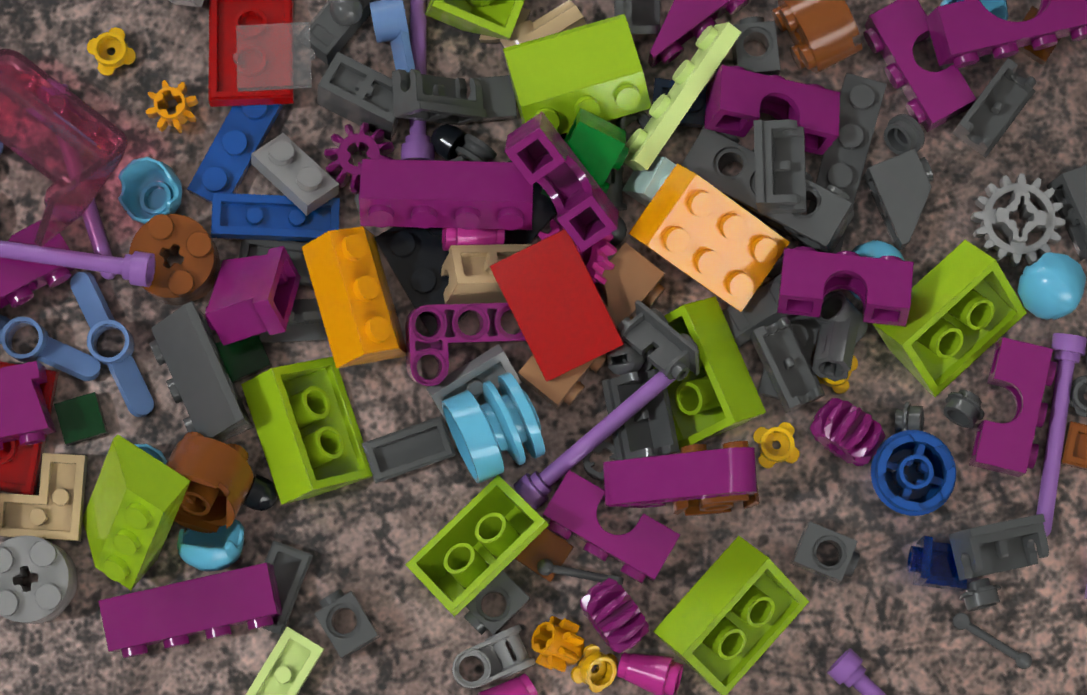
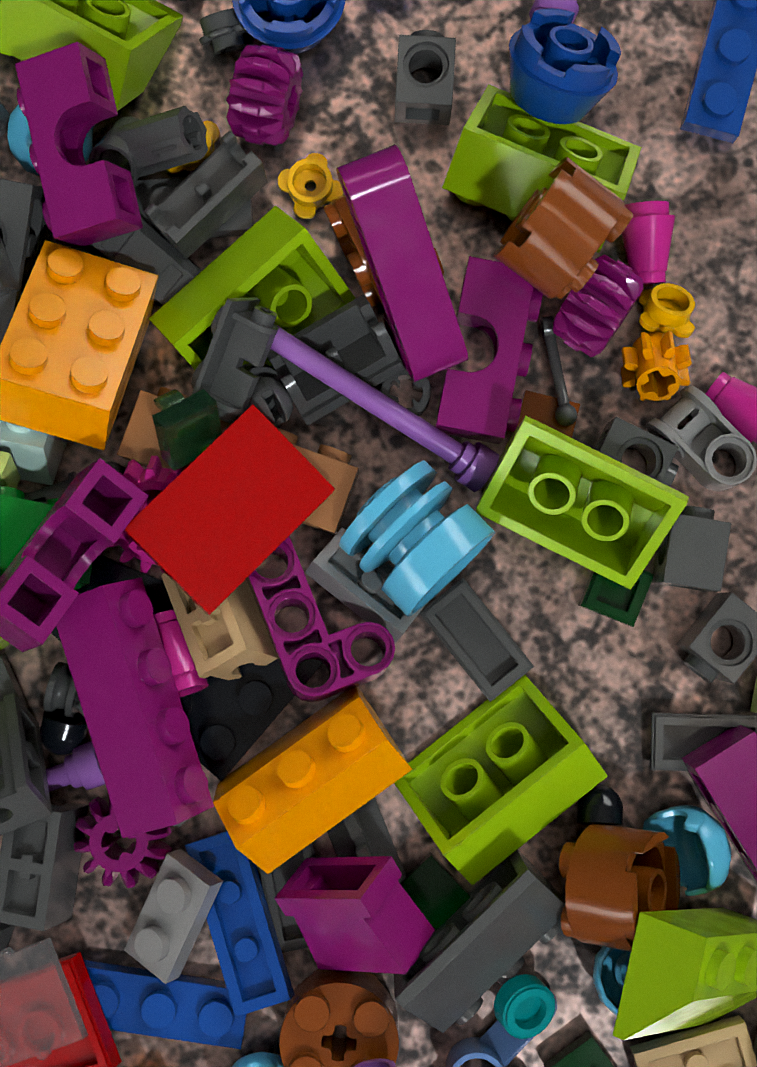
camera: 110 degrees left, 5 degrees up
(146, 390) = (524, 1006): none -> teal tile
(398, 556) = (615, 600): none -> dark green tile
(417, 622) = (693, 552): none -> dark grey brick
(624, 293) = (185, 426): none -> clear green tile
(669, 597) = (562, 230): none -> dark orange brick
(796, 650) = (560, 67): none -> blue cone

